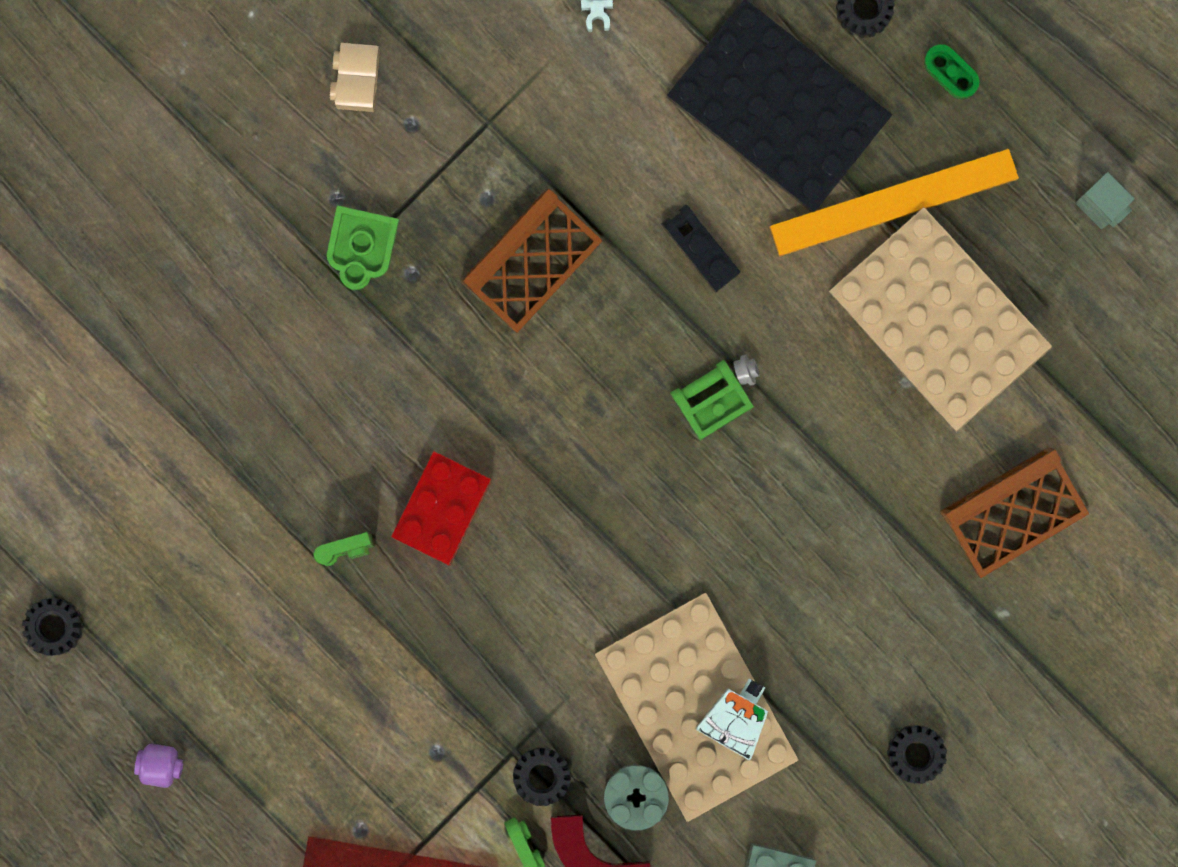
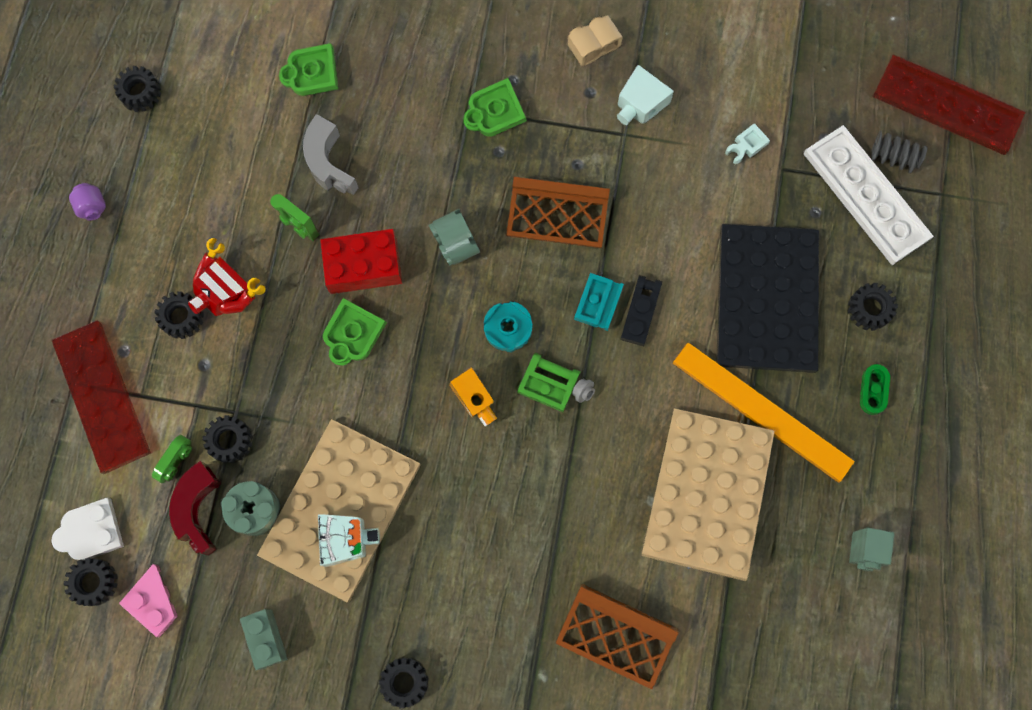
camera: 60 degrees right, 10 degrees down
(167, 417) = (310, 70): none -> bright green plate
(267, 469) = (316, 147): none -> light grey arch
(364, 724) = (164, 316): none -> black tyre
(367, 678) = (220, 286): none -> red torso
(462, 75) = (642, 97): none -> light aqua torso
(487, 390) = (454, 237): none -> sand green brick
(514, 571) = (351, 333): none -> bright green plate
(631, 386) = (507, 312): none -> teal plate
(661, 287) = (598, 301): none -> teal plate
(663, 489) = (469, 385): none -> light orange torso

